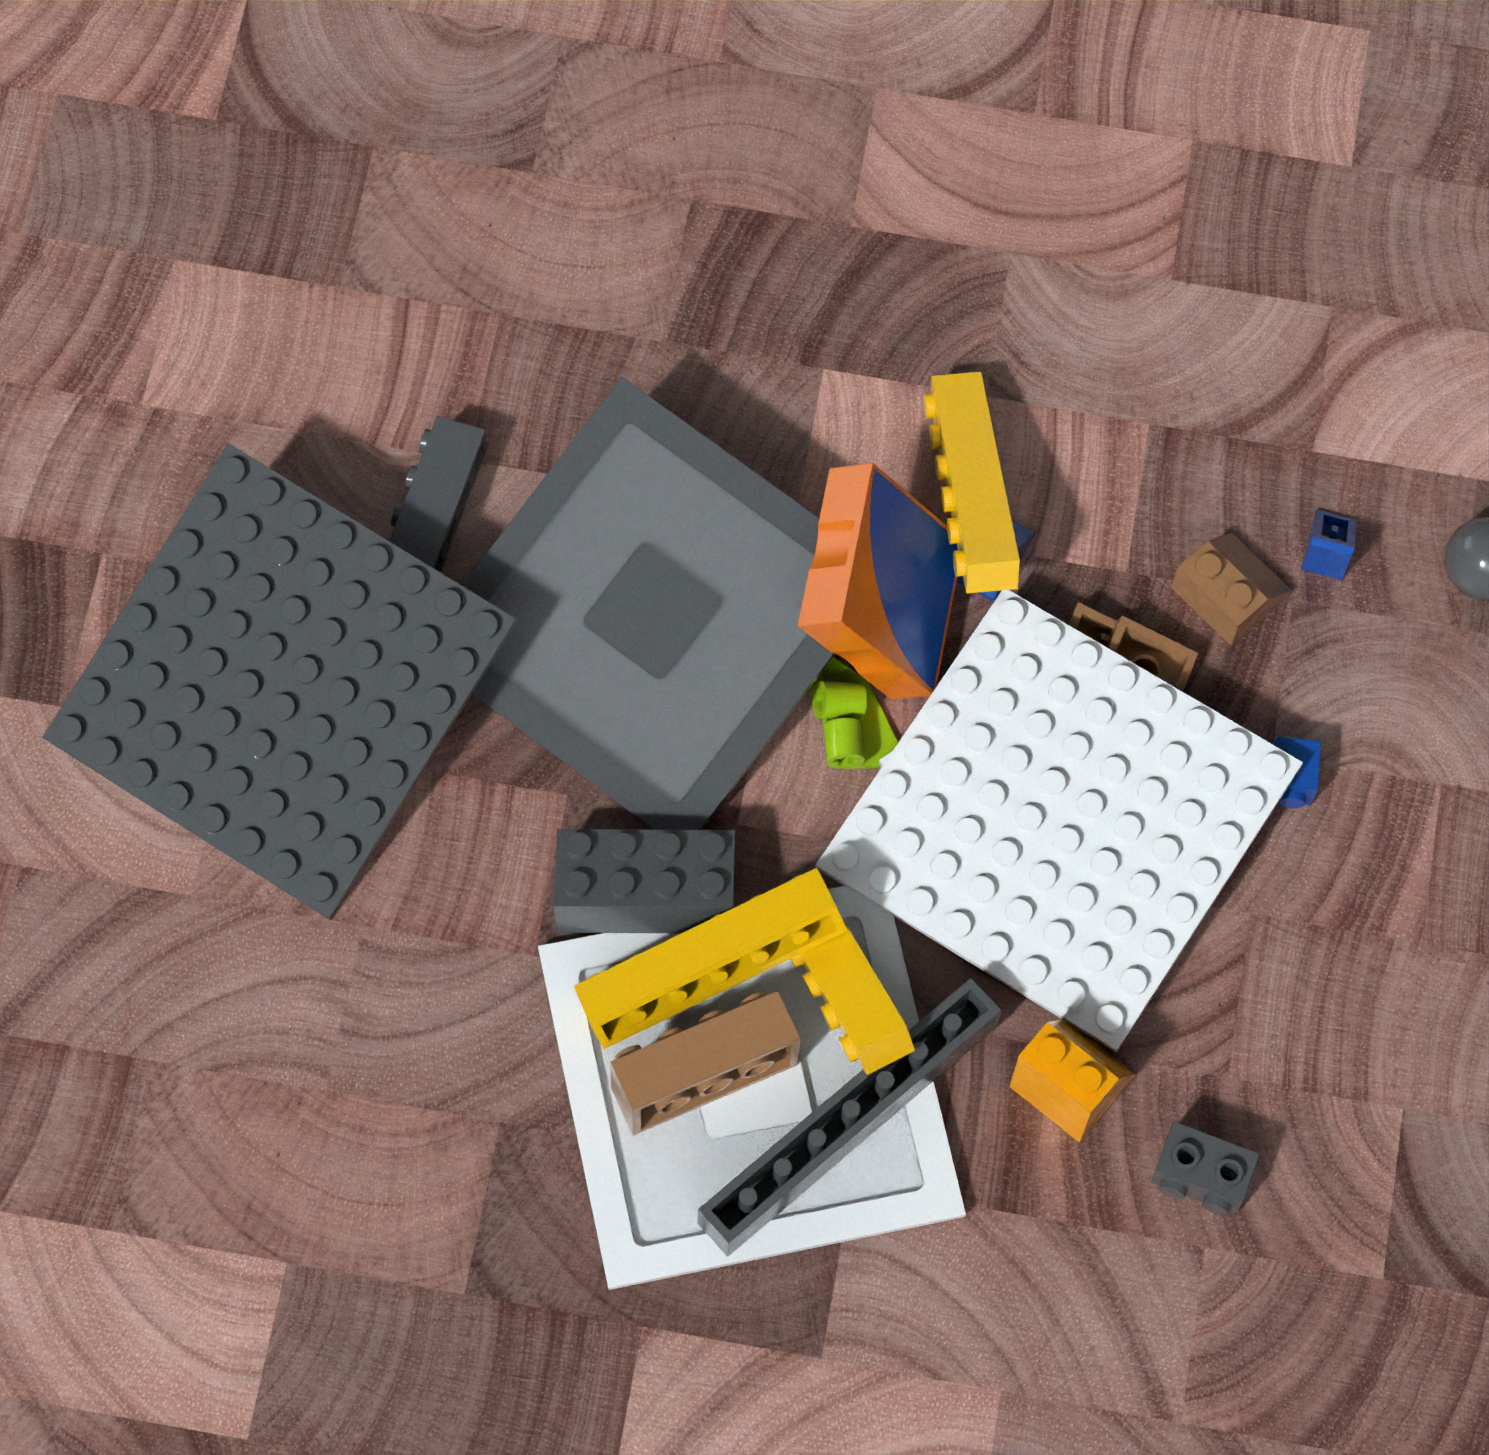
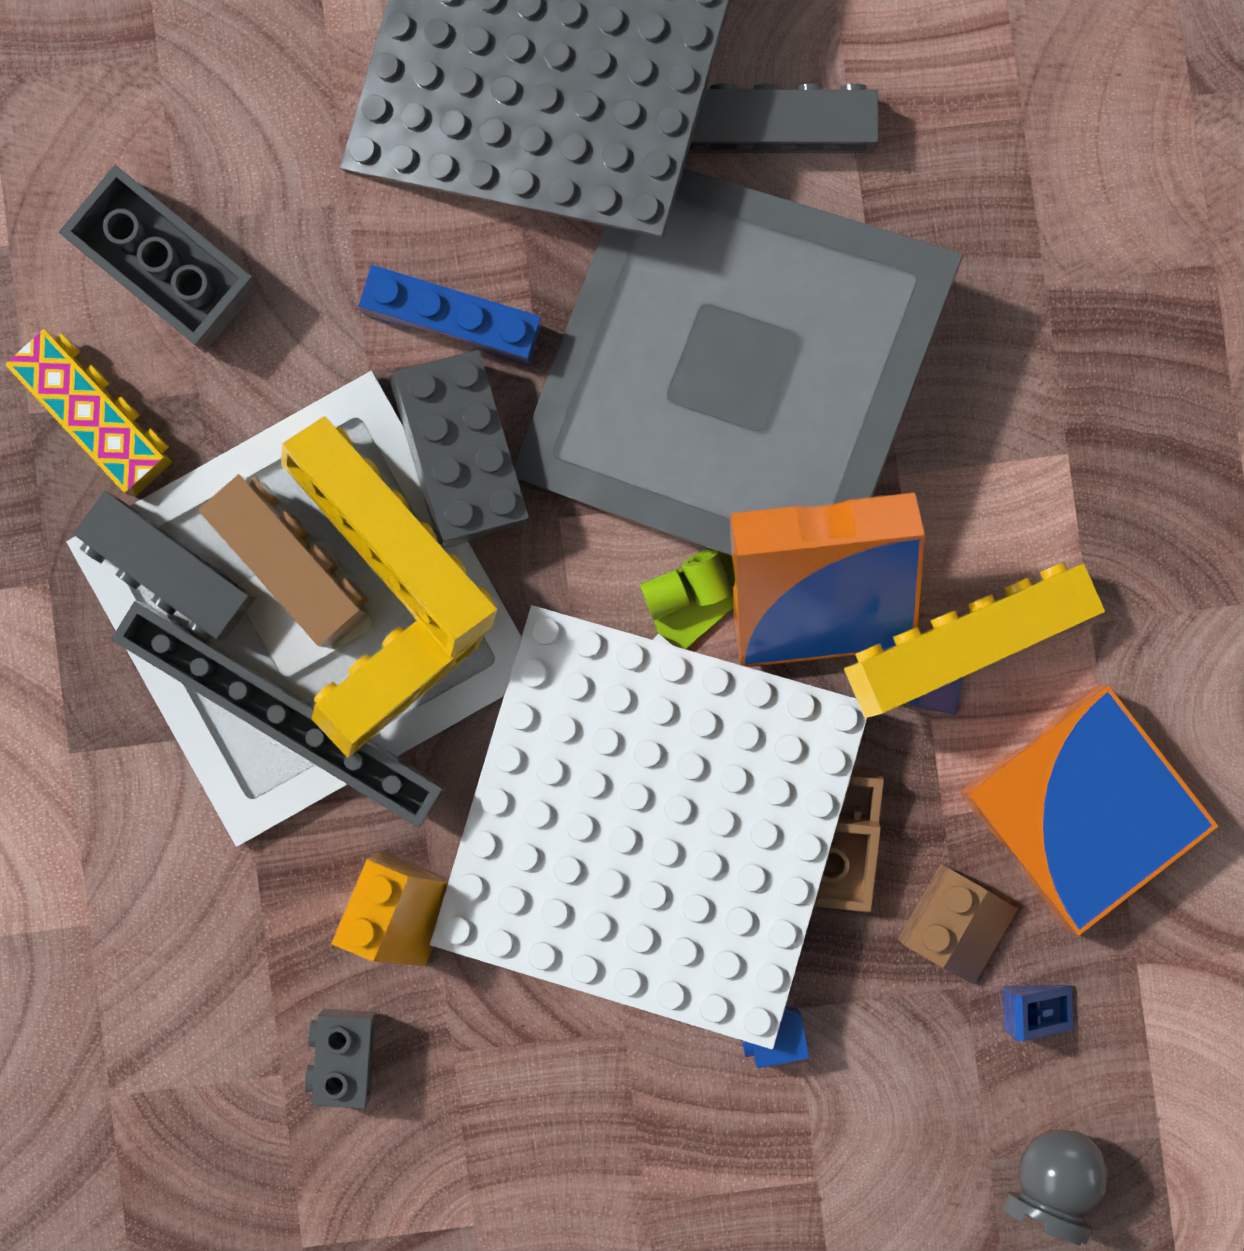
camera: 75 degrees right, 20 degrees up
(362, 1103) = (160, 258): none -> dark grey brick
(488, 1222) = (89, 412): none -> brick
(489, 879) = (445, 311): none -> blue arch
(666, 1190) = (163, 566): none -> dark grey brick
(1157, 443) = (1089, 809): none -> blue tile

